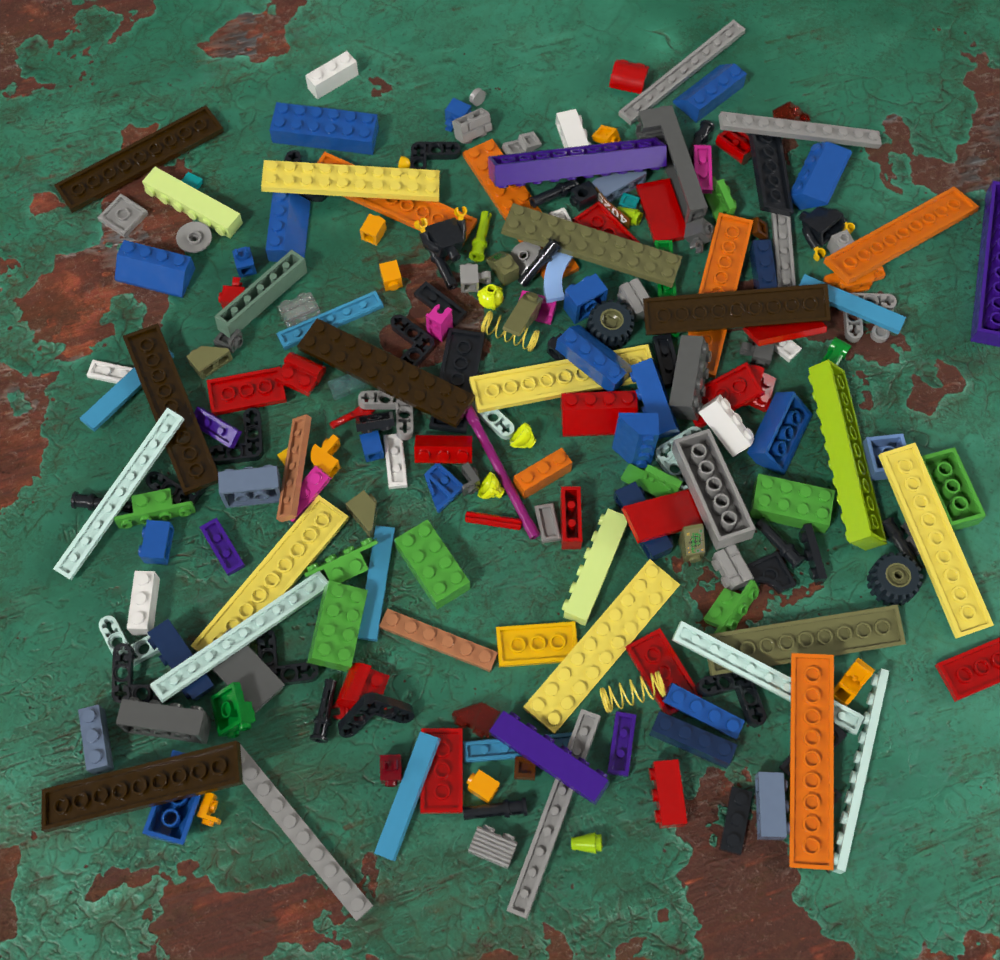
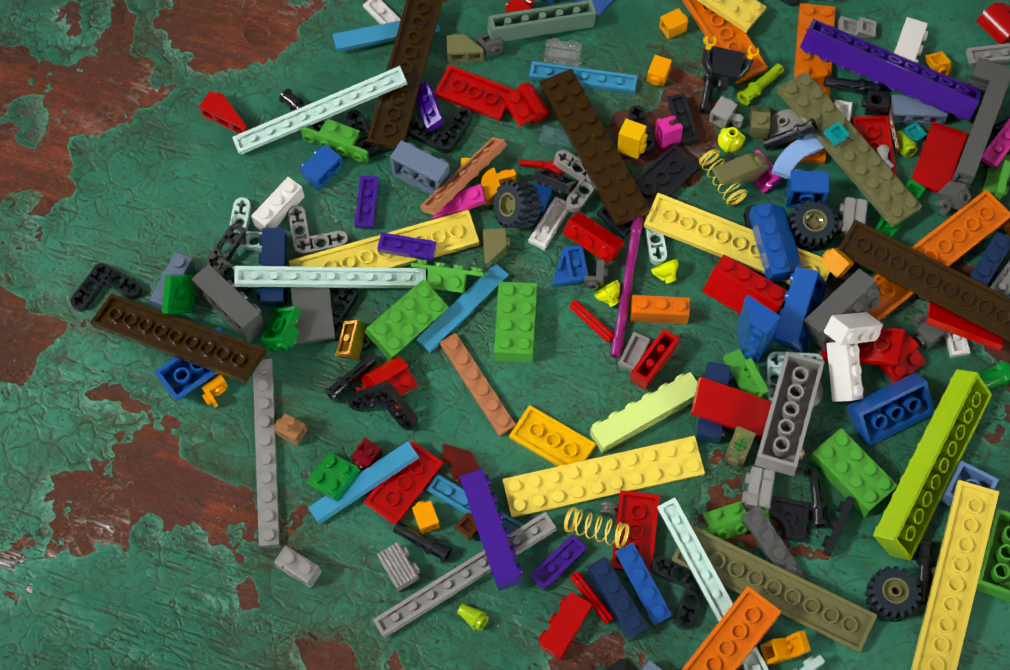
camera: 40 degrees right, 0 degrees up
(23, 552) = (219, 110): none -> red slope
(26, 779) = (105, 279): none -> black beam
(111, 745) = (178, 294): none -> green plate
(189, 615) = (306, 239): none -> light grey beam
(290, 562) = (407, 246): none -> dark purple plate
(300, 677) = (351, 340): none -> pearl gold slope
(305, 795) = (290, 429): none -> medium nougat brick
(359, 463) = (516, 204): none -> black wheel
(376, 809) = (333, 476): none -> green plate
(406, 913) = (297, 567): none -> light grey brick
(416, 345) = (632, 139): none -> yellow brick
(577, 238) = (836, 133): none -> teal tile
(619, 231) = (882, 152): none -> light grey arm
(628, 669) = (608, 509): none -> dark grey bush
(653, 342) = (836, 262): none -> light orange brick
(670, 753) = (590, 595): none -> red axle
(713, 386) = (853, 328): none -> white brick
(773, 603) = (770, 541): none -> dark grey plate

